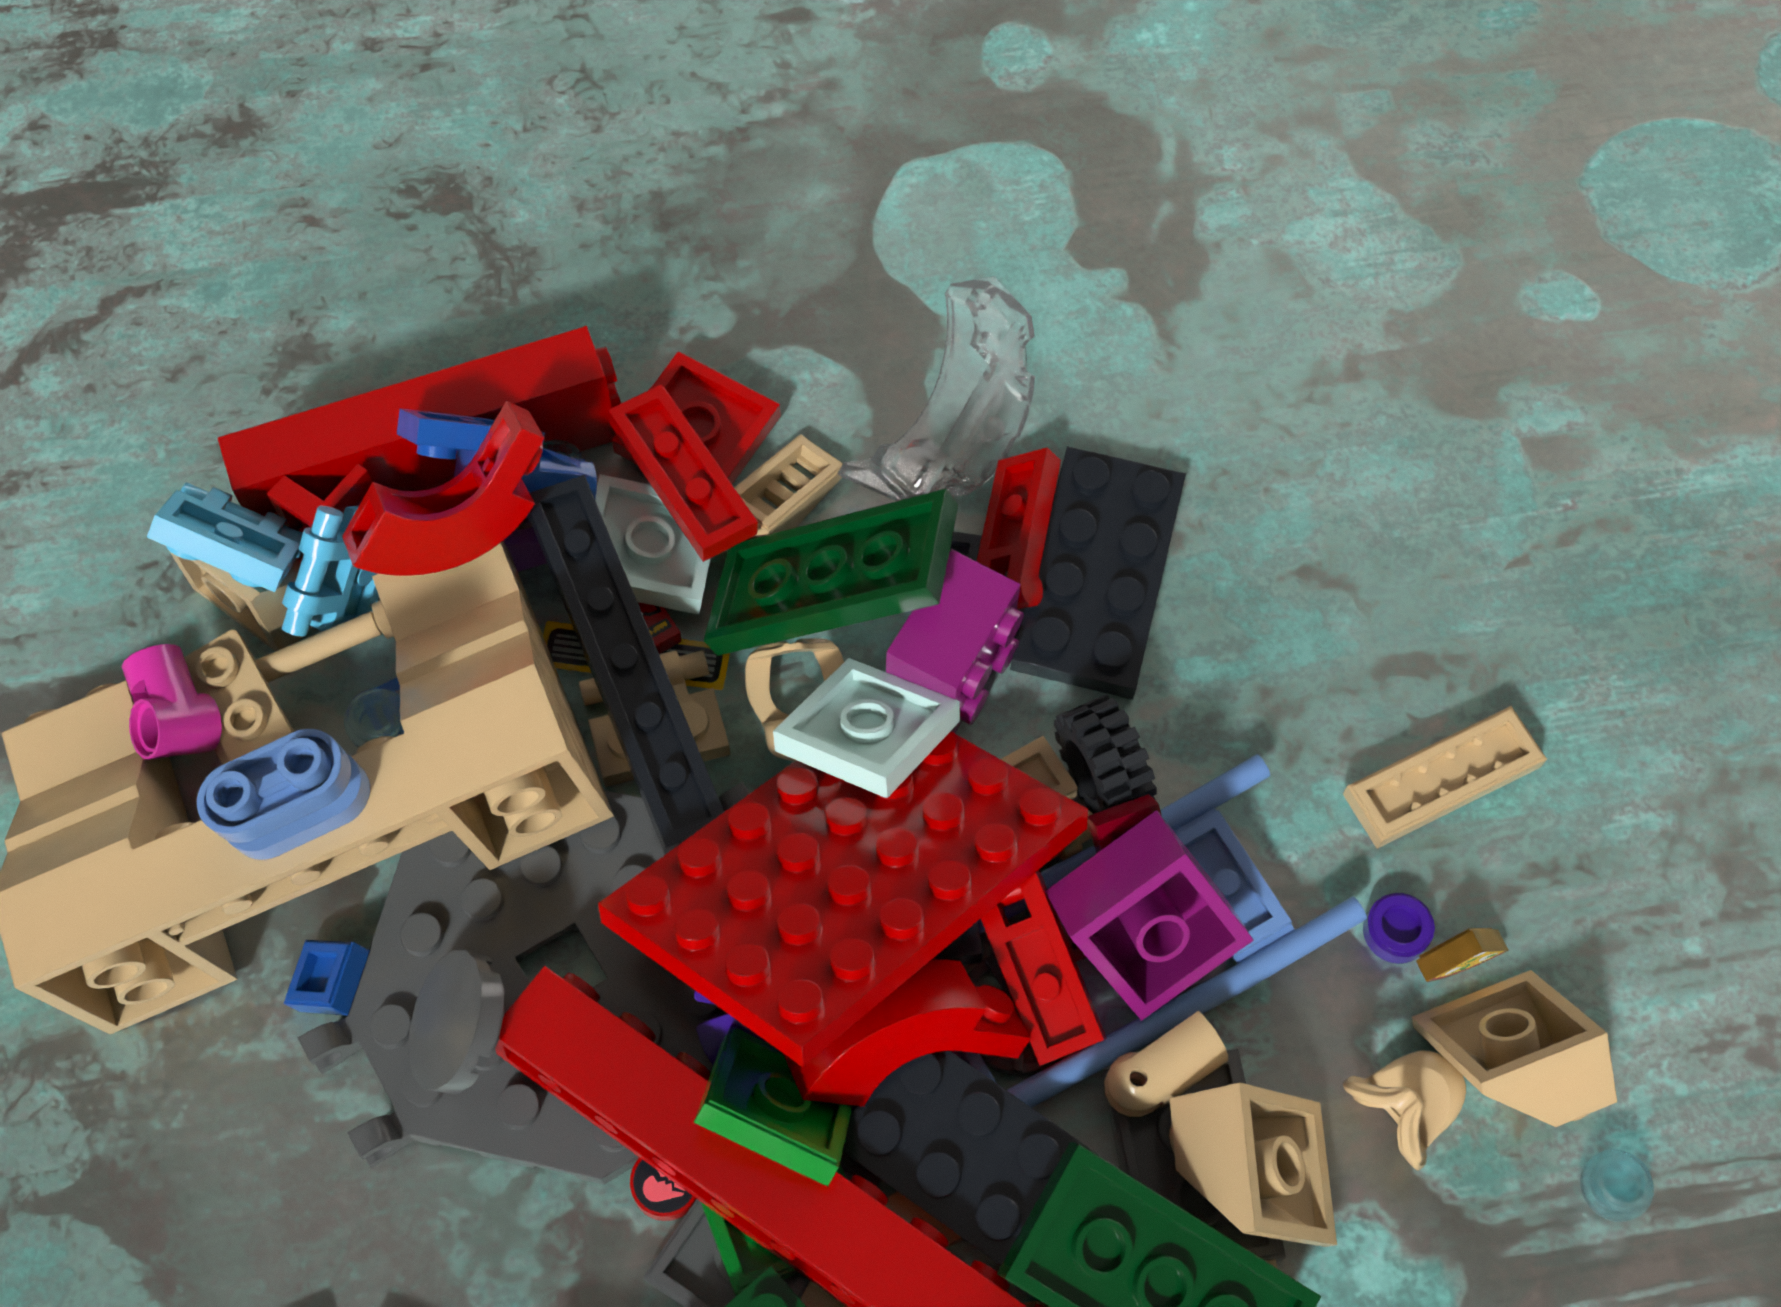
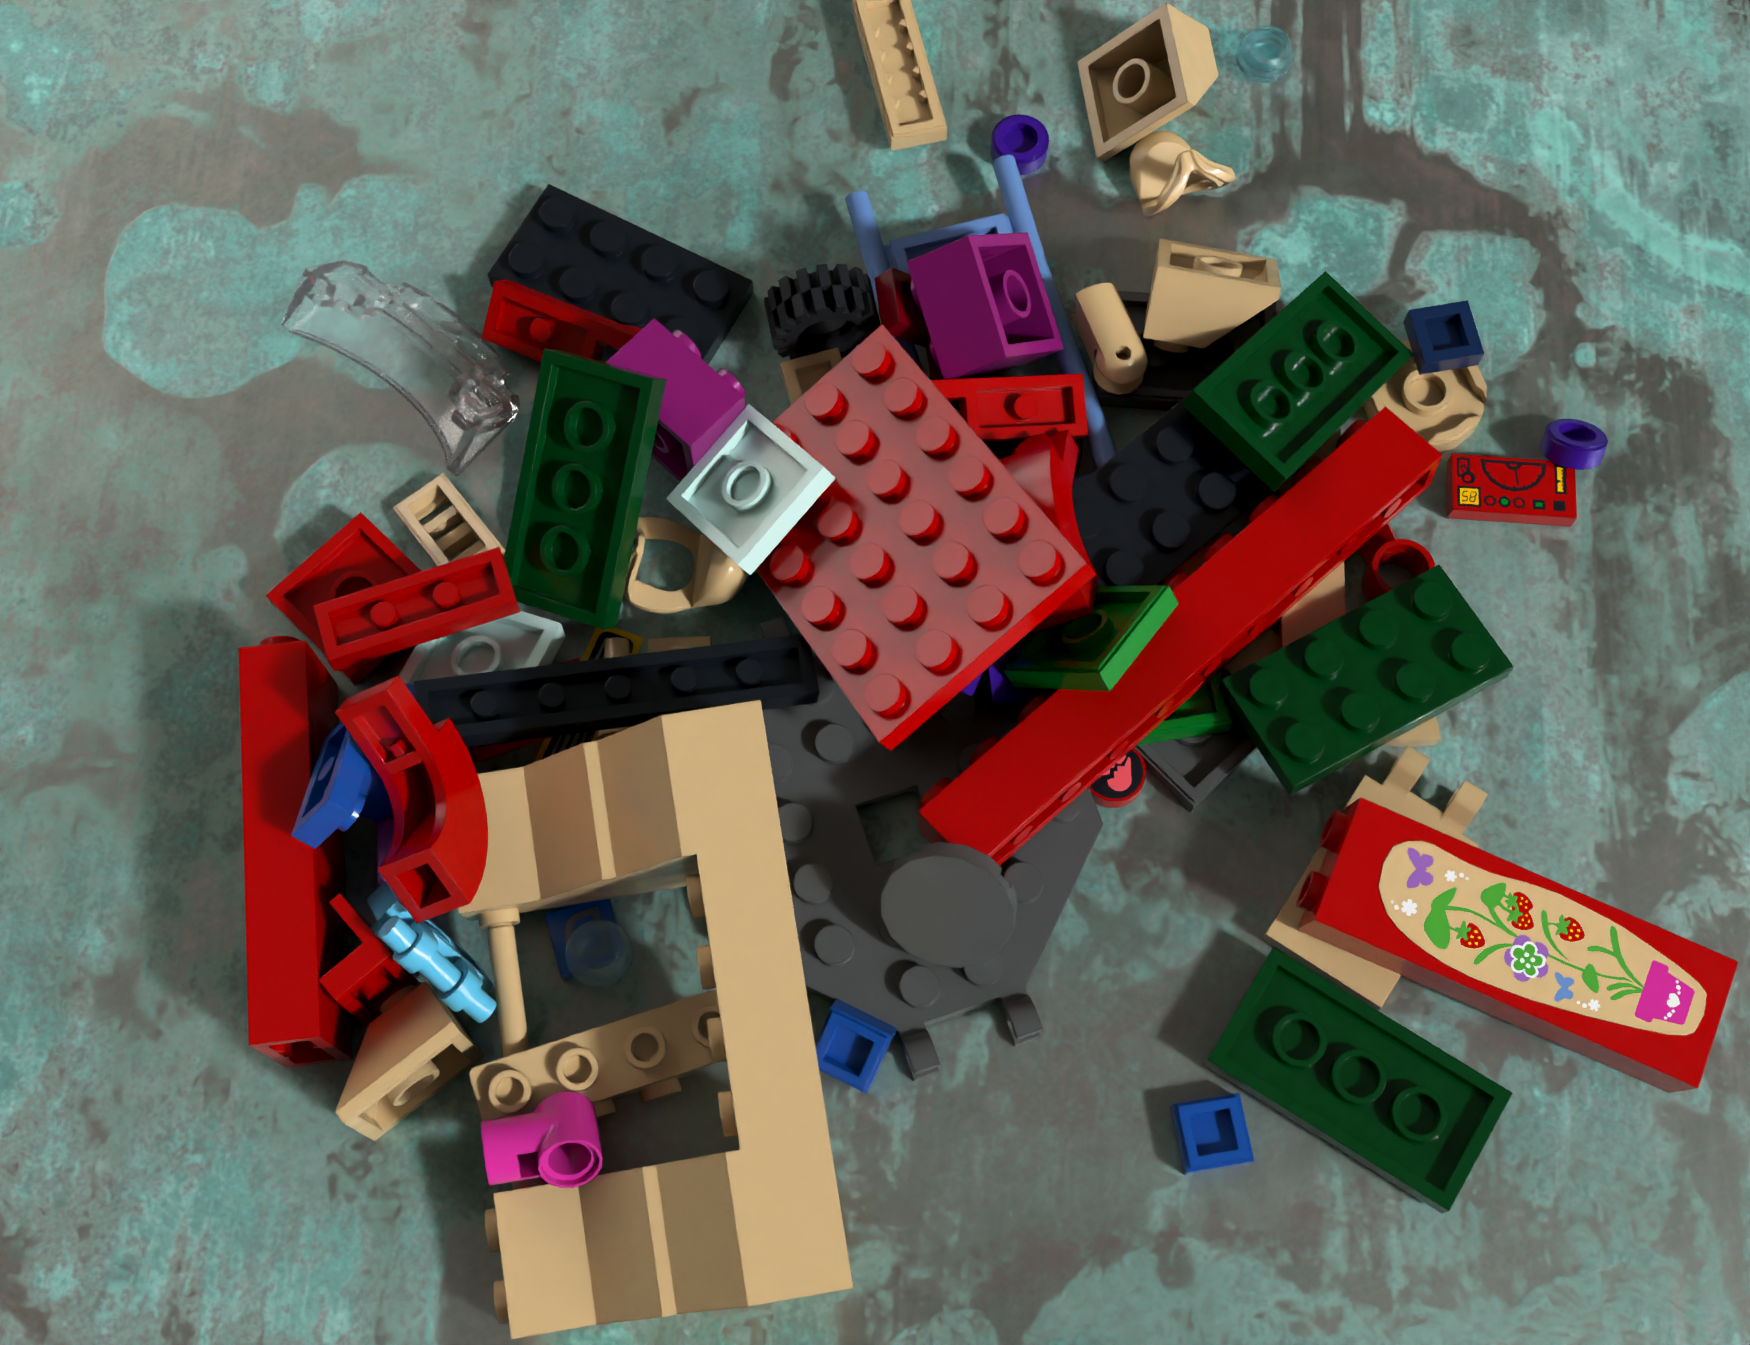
camera: 75 degrees left, 5 degrees up
(227, 536) = (377, 1042): medium azure plate -> none
(283, 794) = (743, 964): medium blue brick -> none
(1461, 953) = (1055, 91): pearl gold tile -> none

